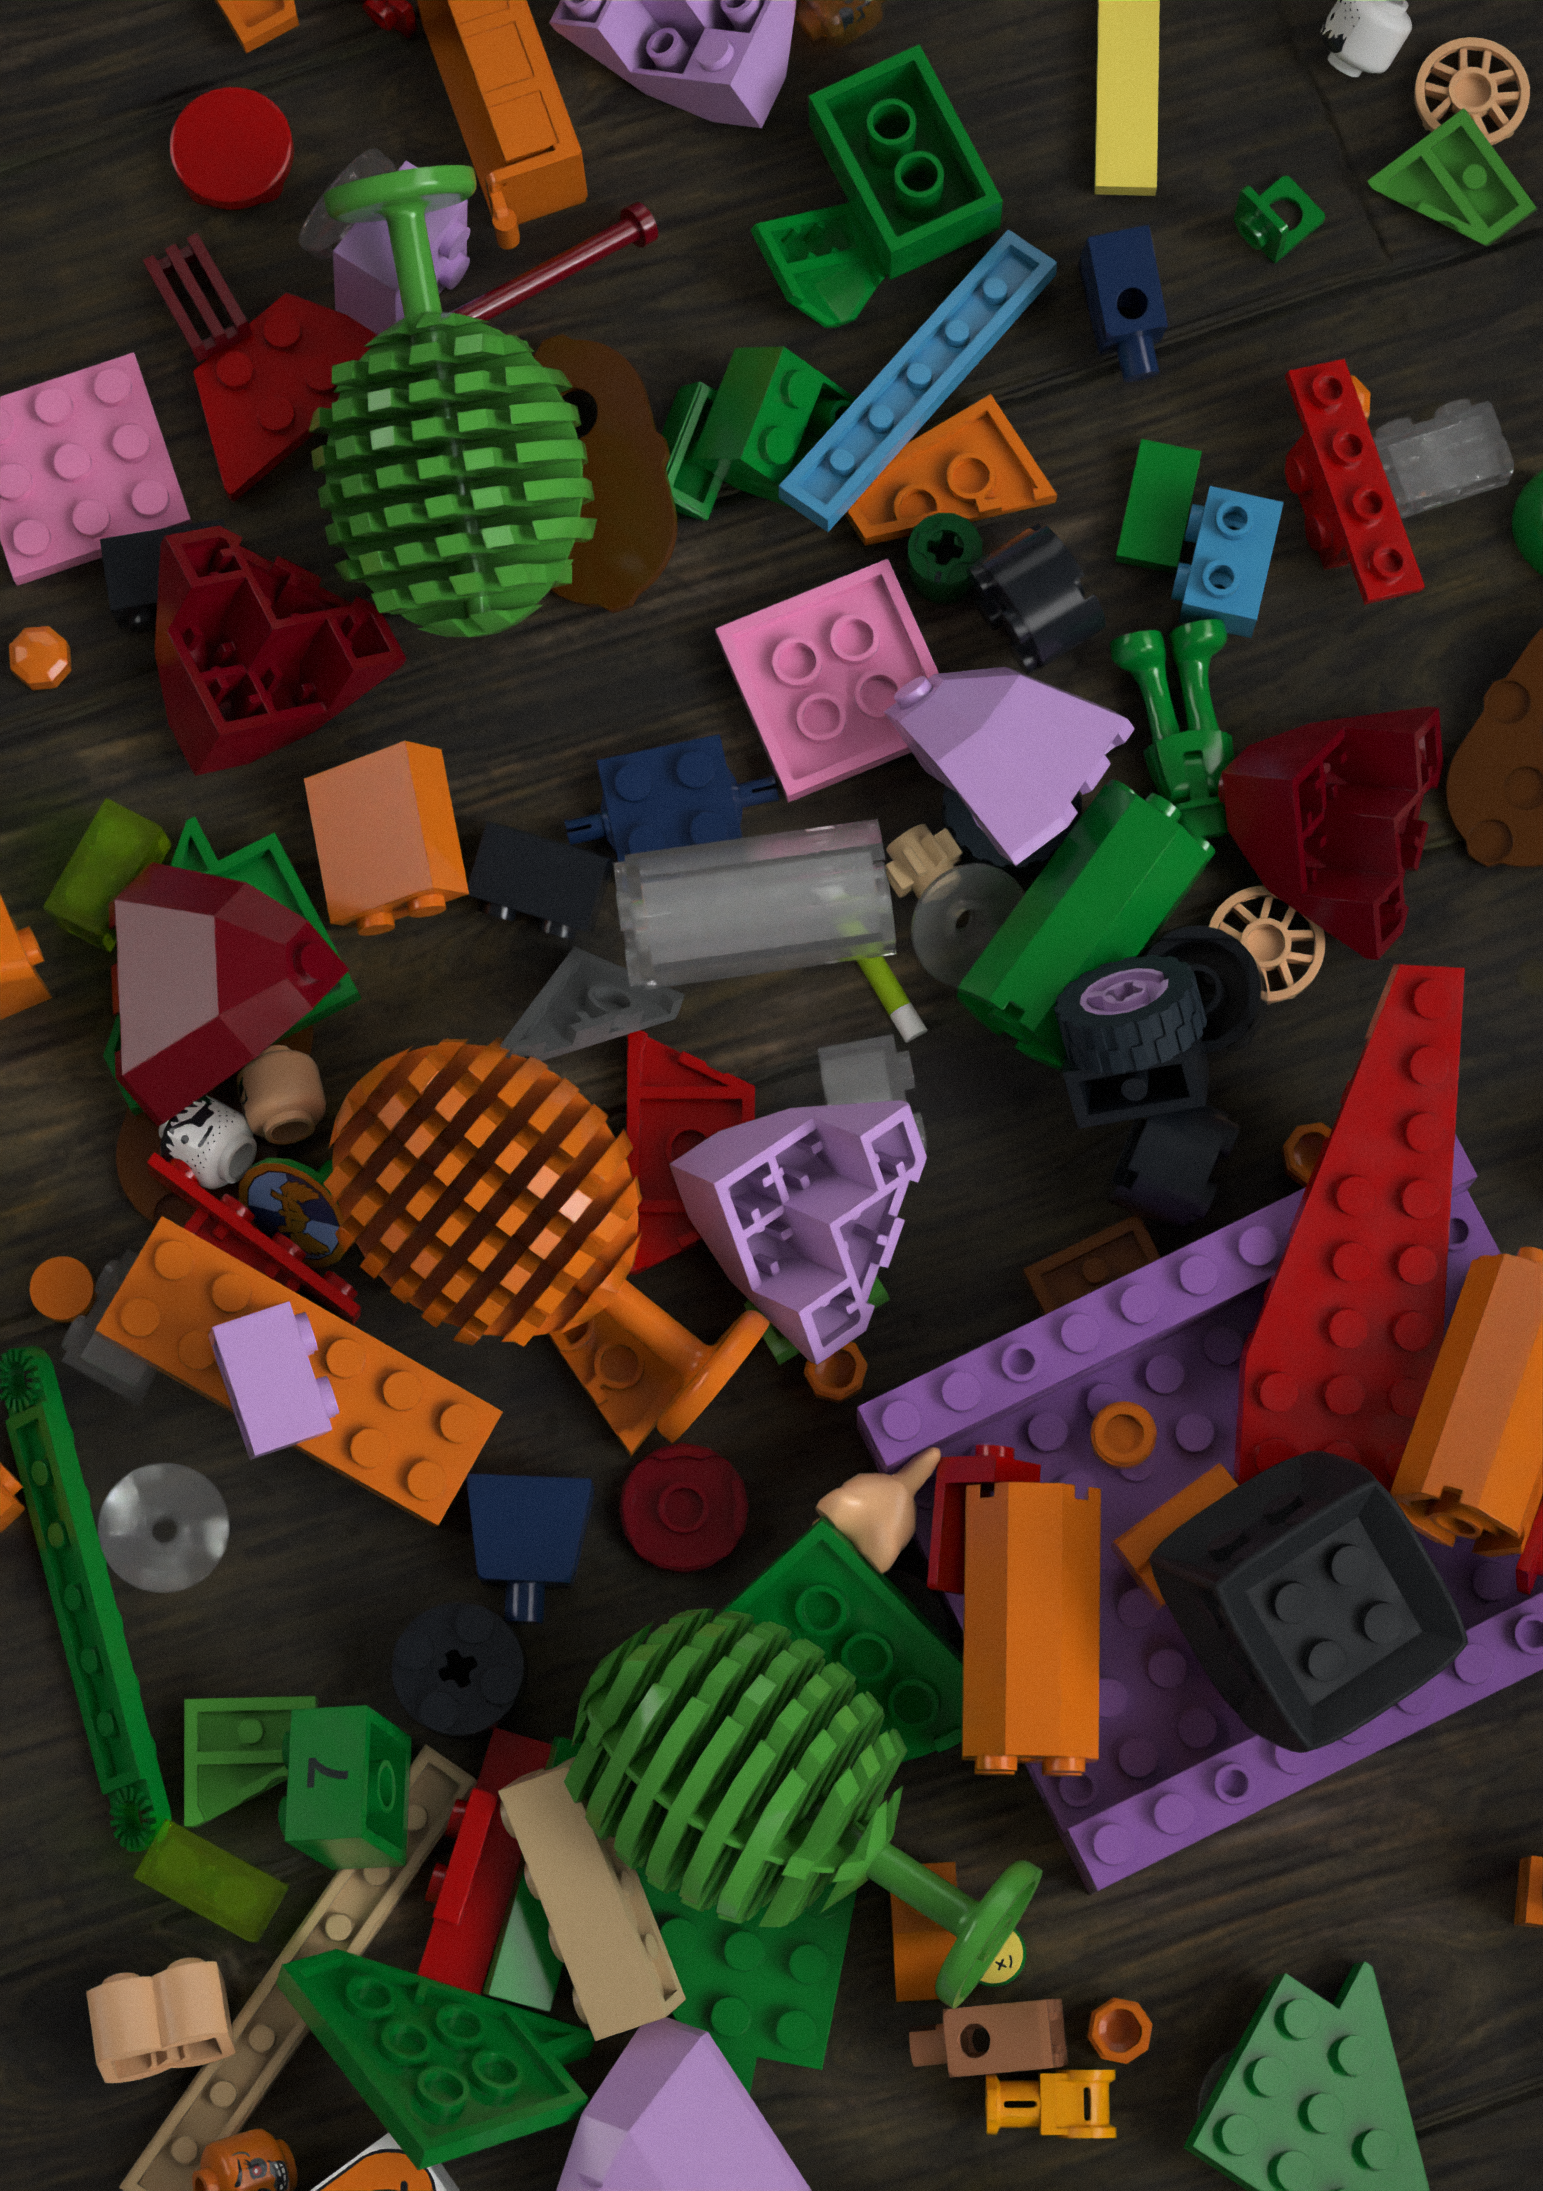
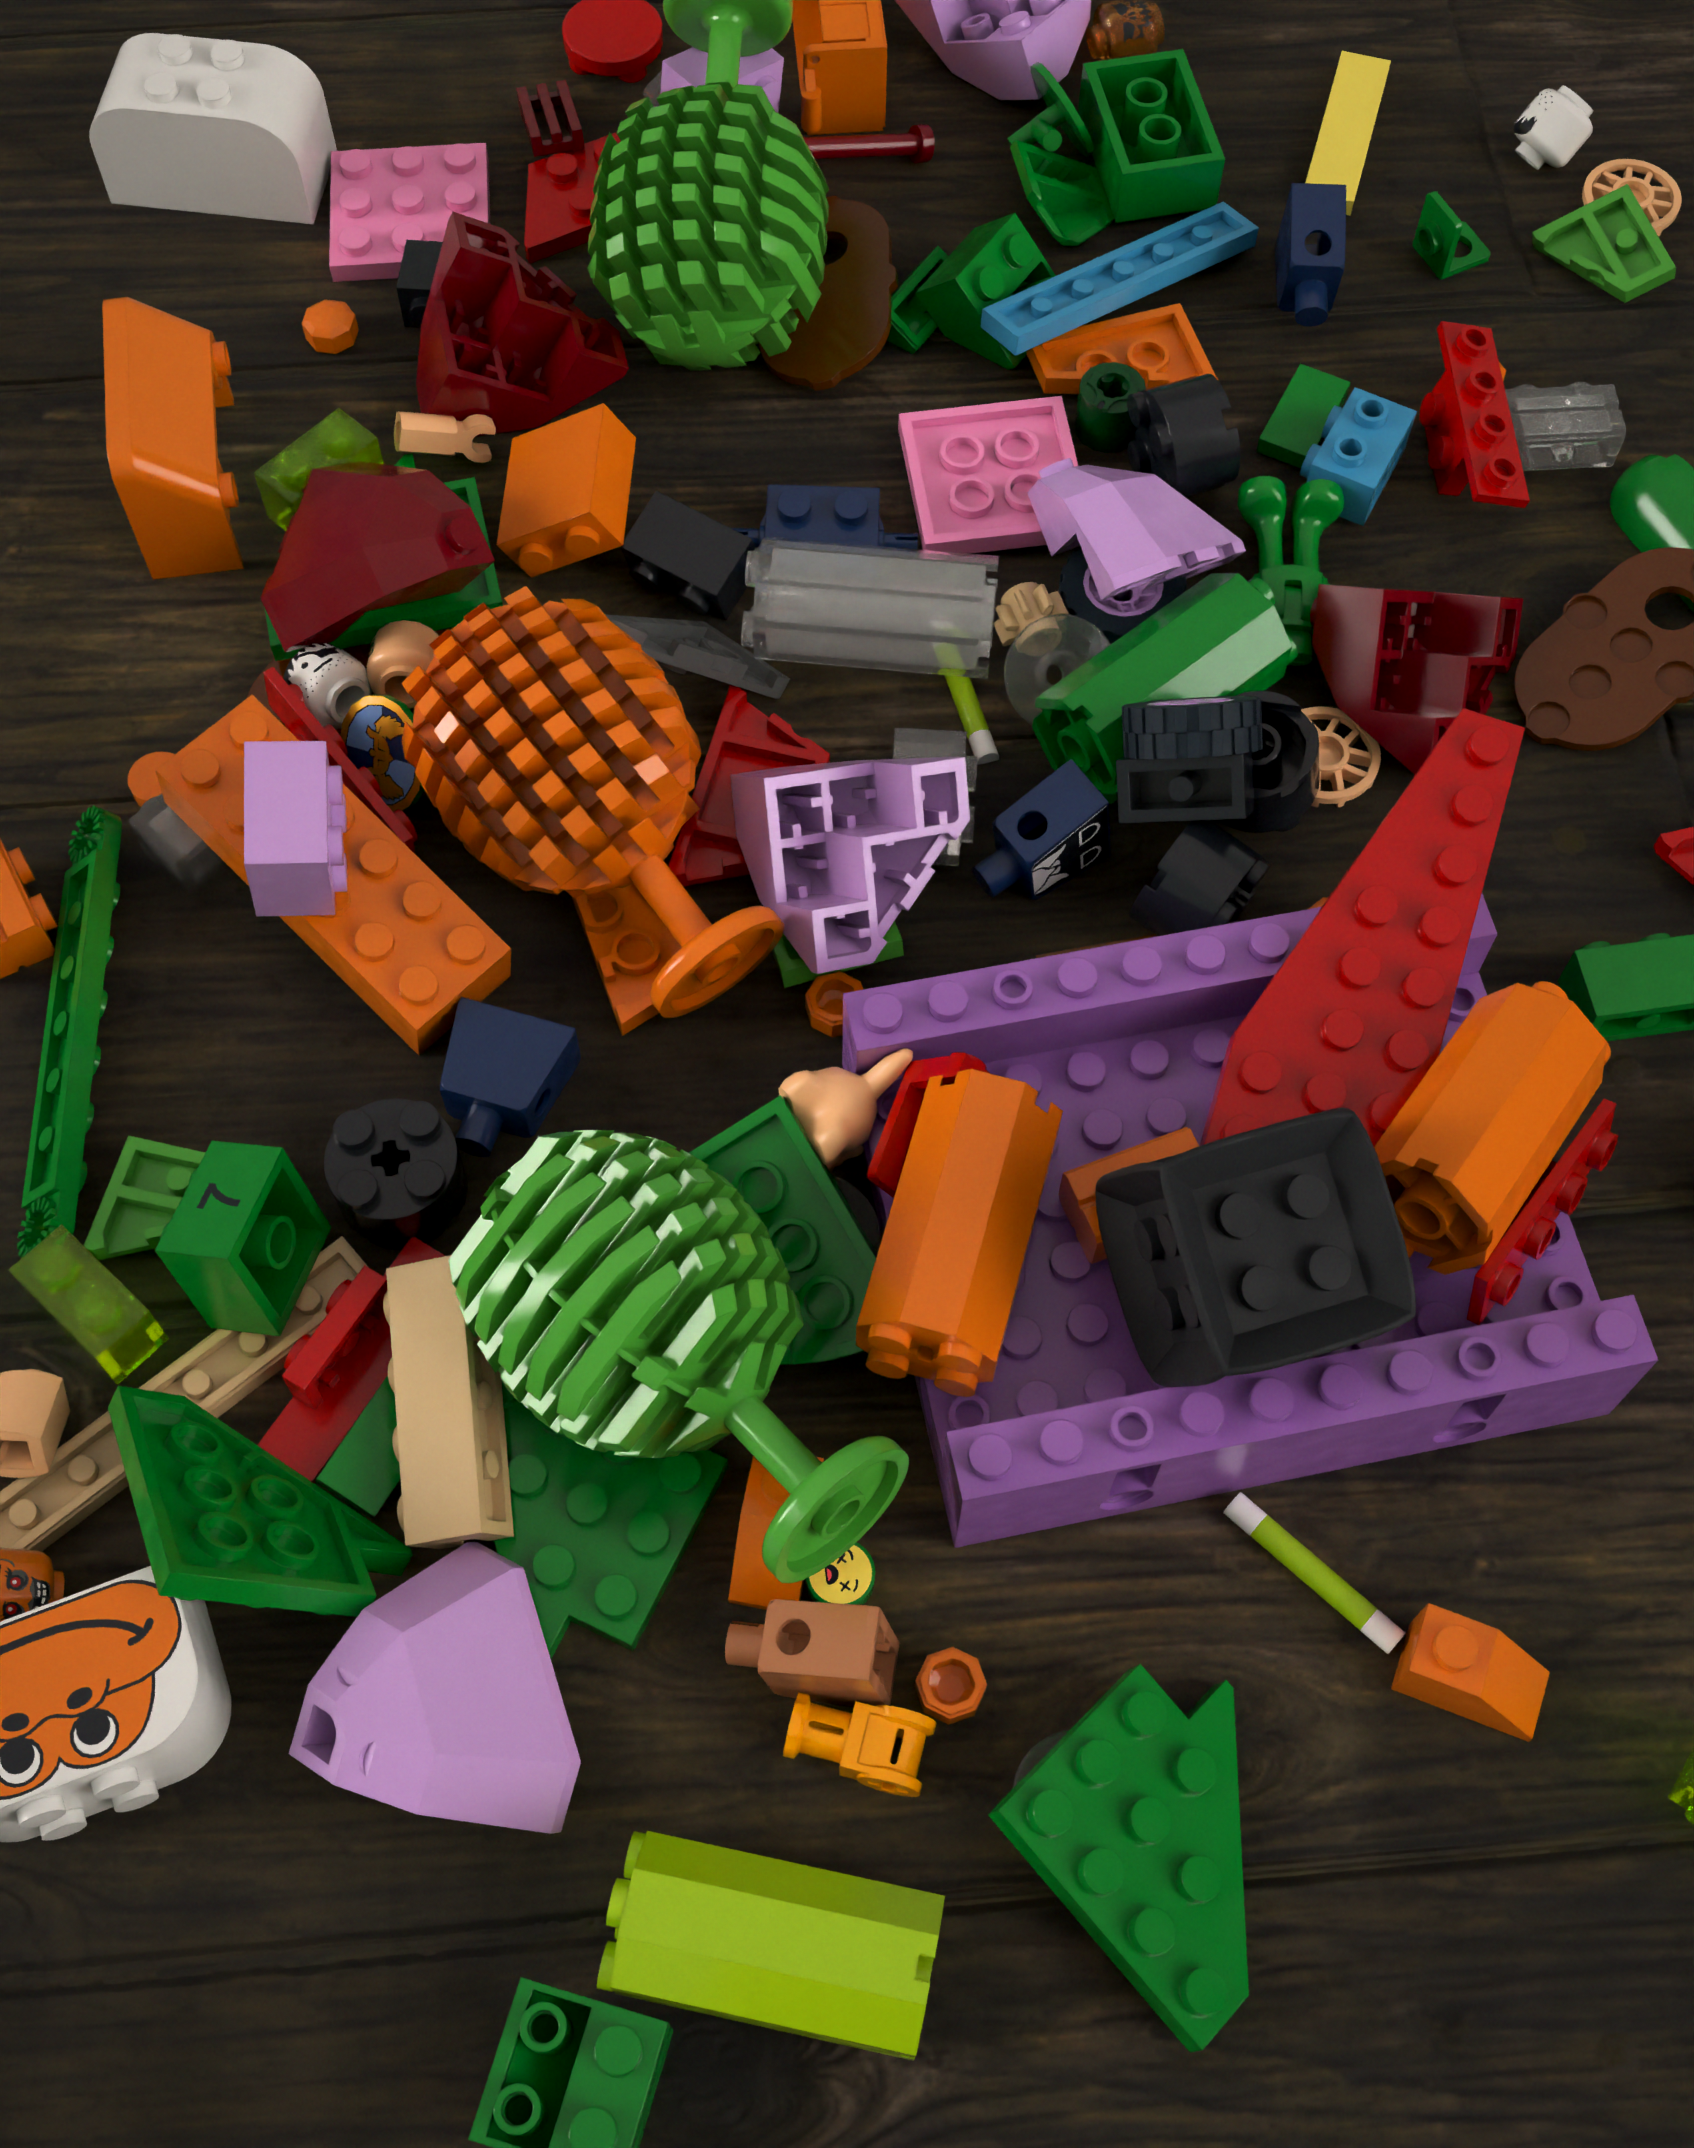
camera: 10 degrees right, 15 degrees down
(155, 1495) = (164, 964): clear dish -> none
(222, 786) = (442, 435): none -> light nougat bar
(684, 1508) = (659, 1089): dark red tile -> none
(775, 180) = (1059, 112): none -> green shield
(1013, 1111) = (1048, 836): none -> dark blue torso
(1123, 1435) = (1096, 1096): orange tile -> none
(1423, 1836) = (1314, 1573): none -> lime bar

